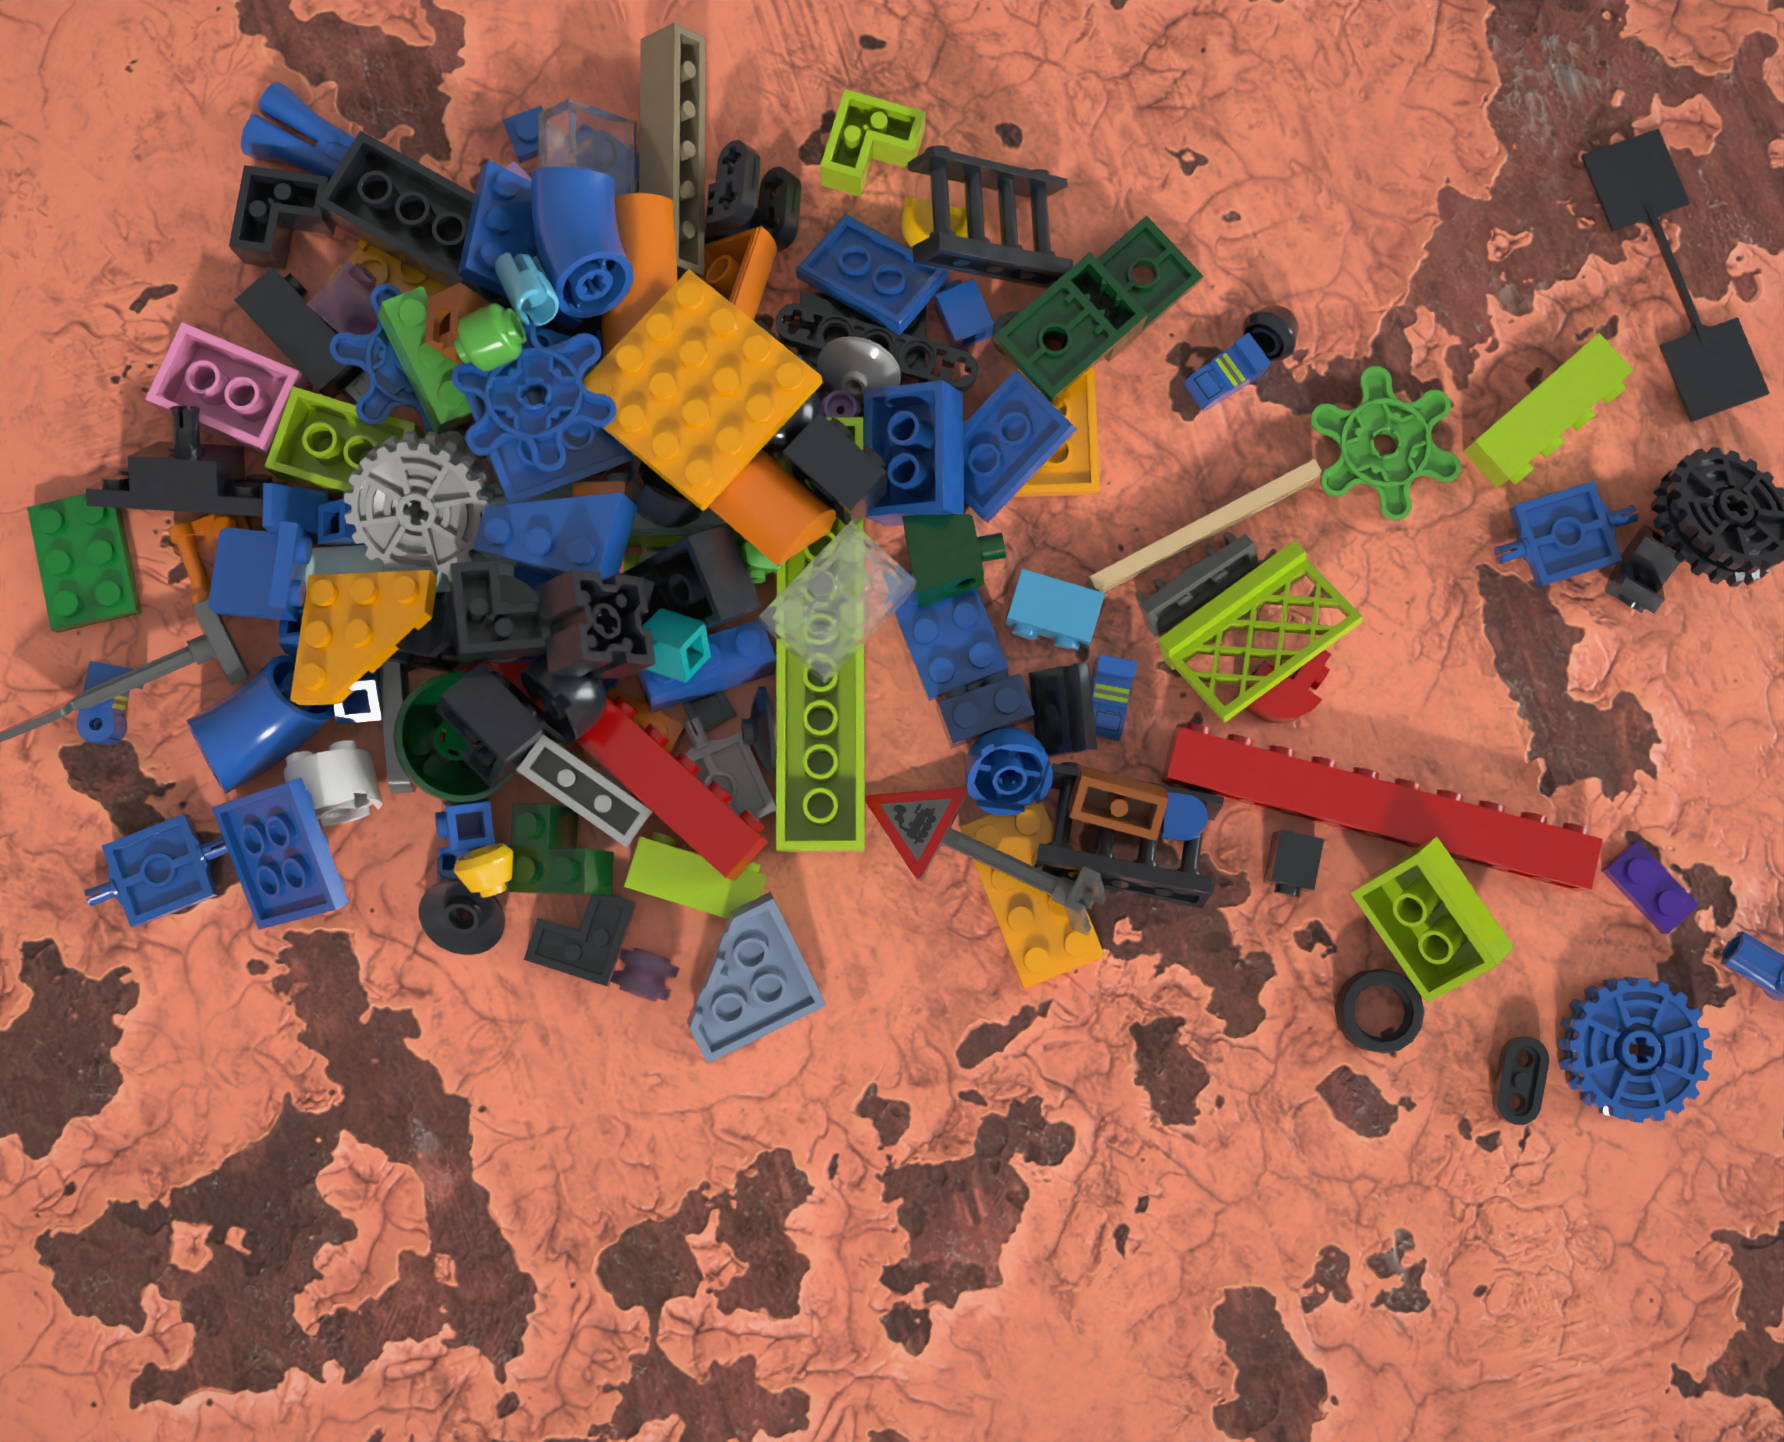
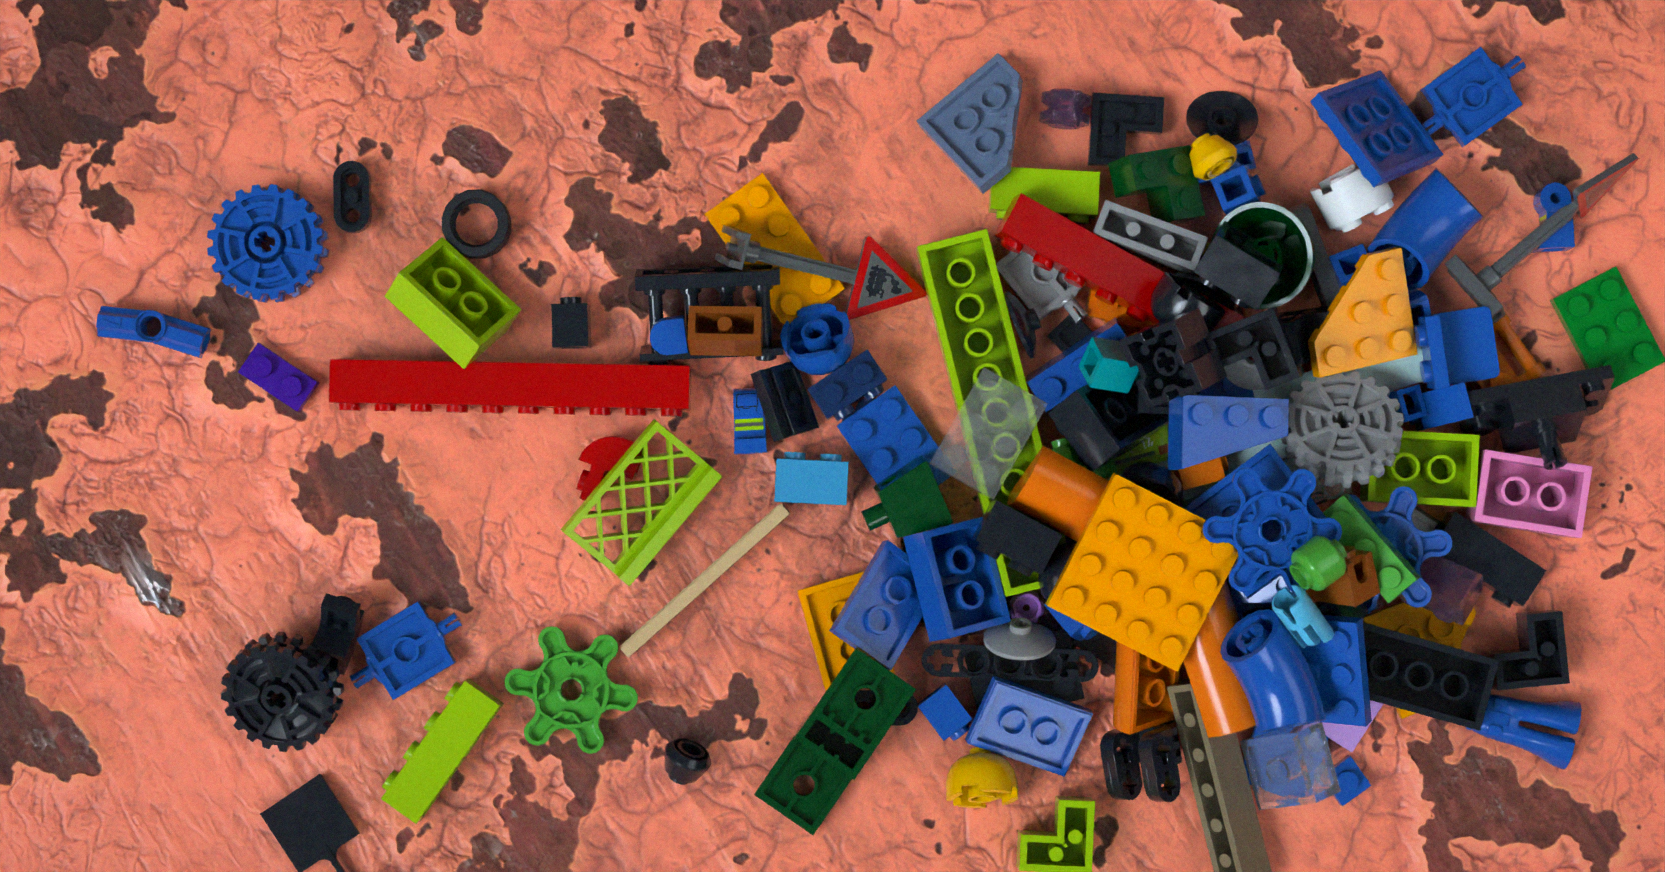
camera: 170 degrees right, 5 degrees up
(976, 253) = (947, 756): black fence -> none
(1198, 583) = (698, 533): dark grey plate -> none
(1227, 373) = (716, 716): blue leg -> none

